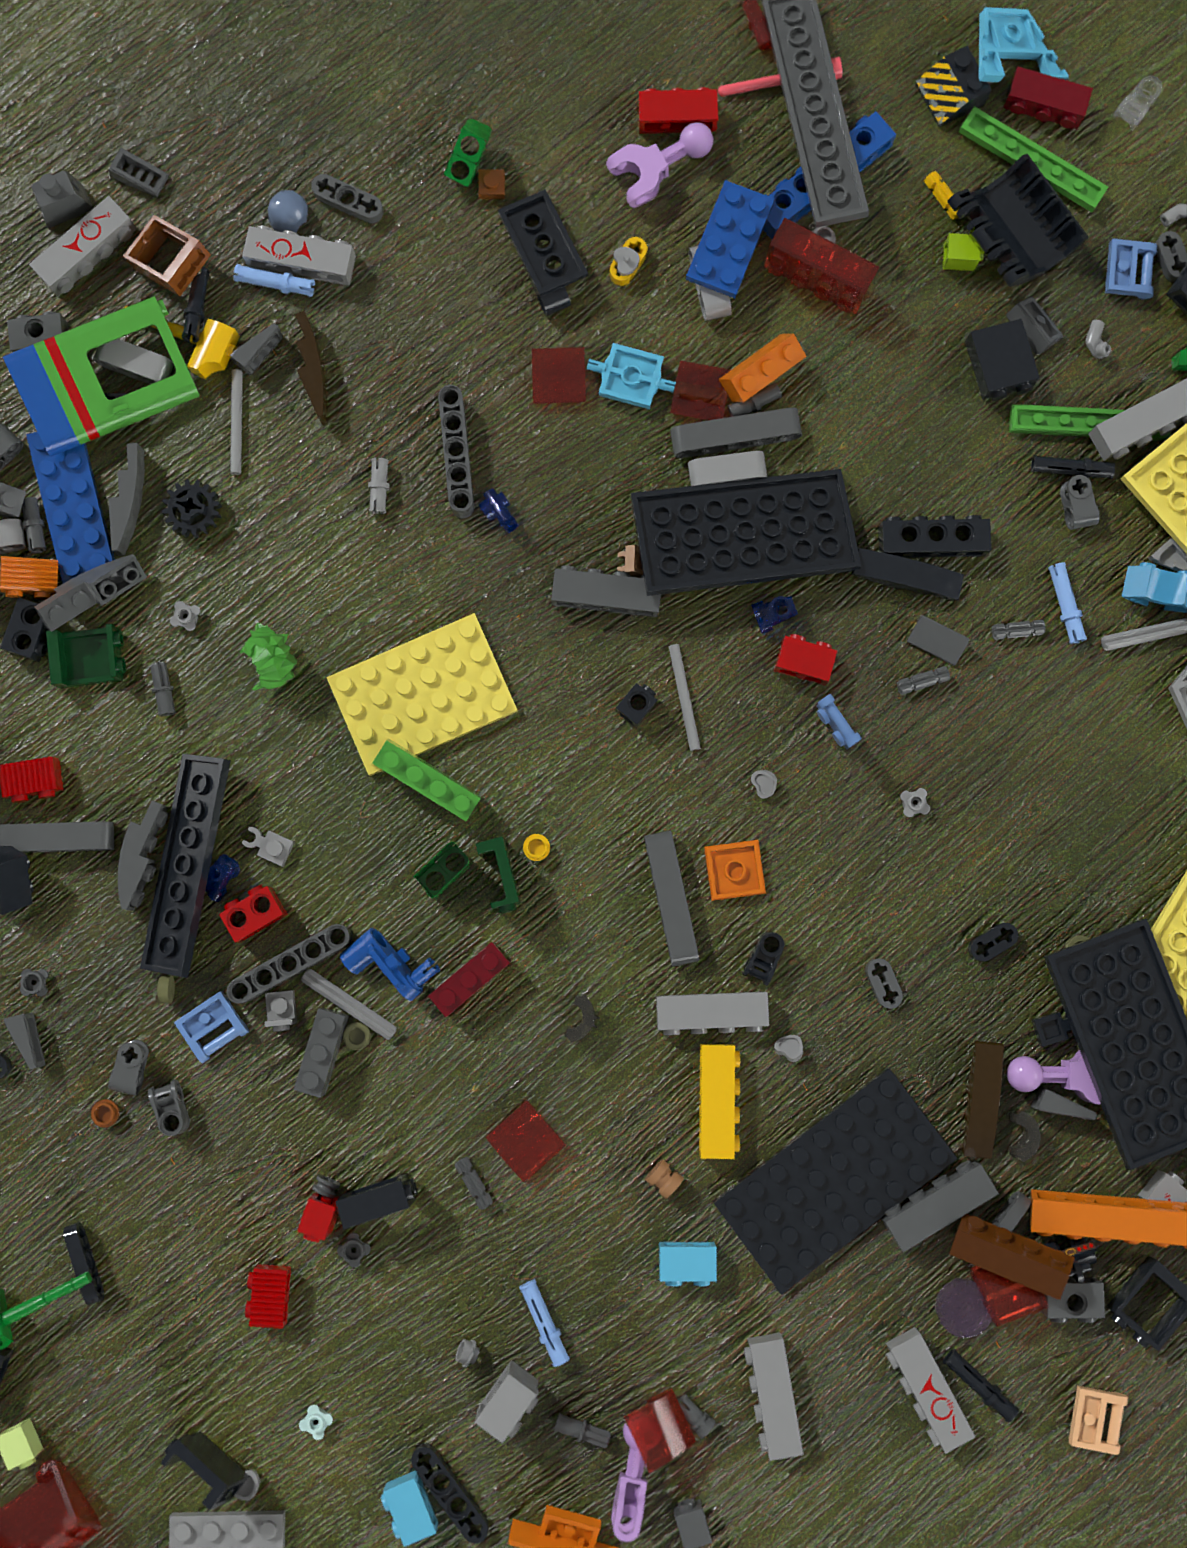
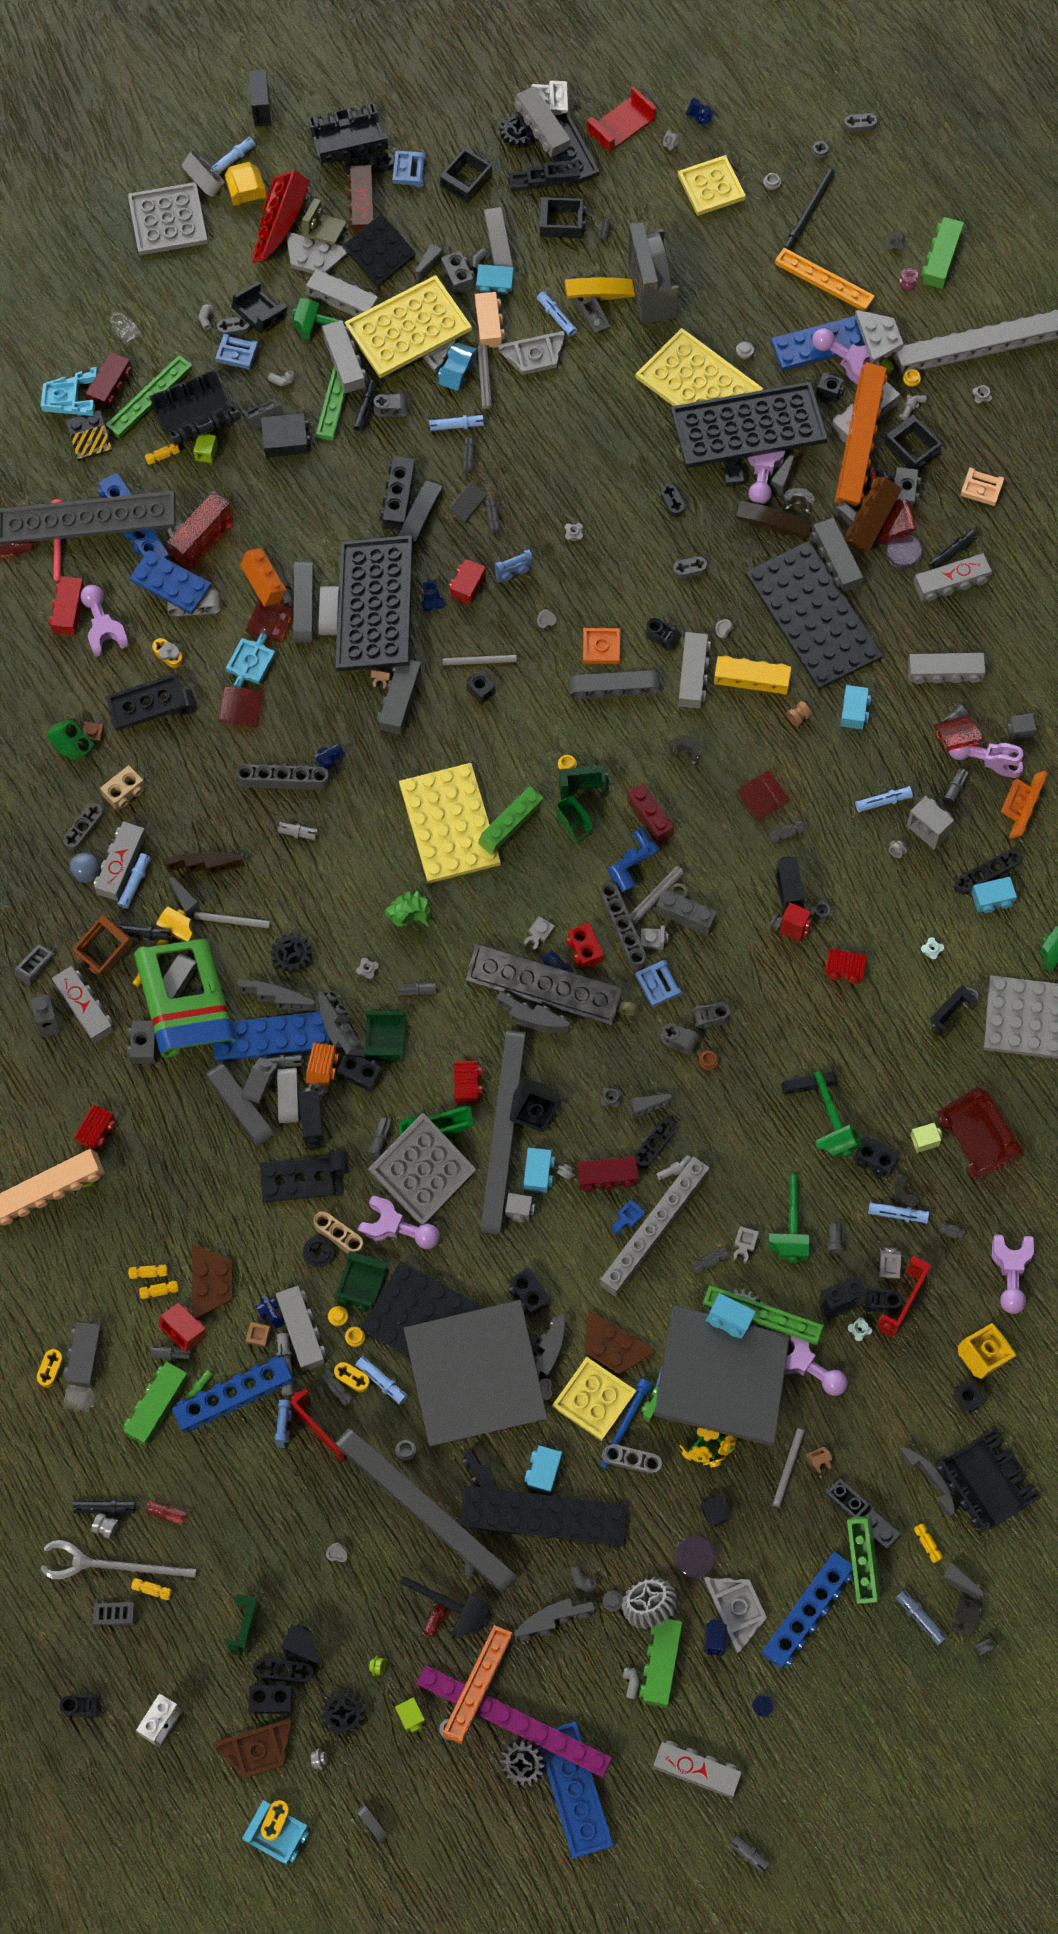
camera: 80 degrees left, 15 degrees down
(413, 235) = (118, 784): none -> tan brick

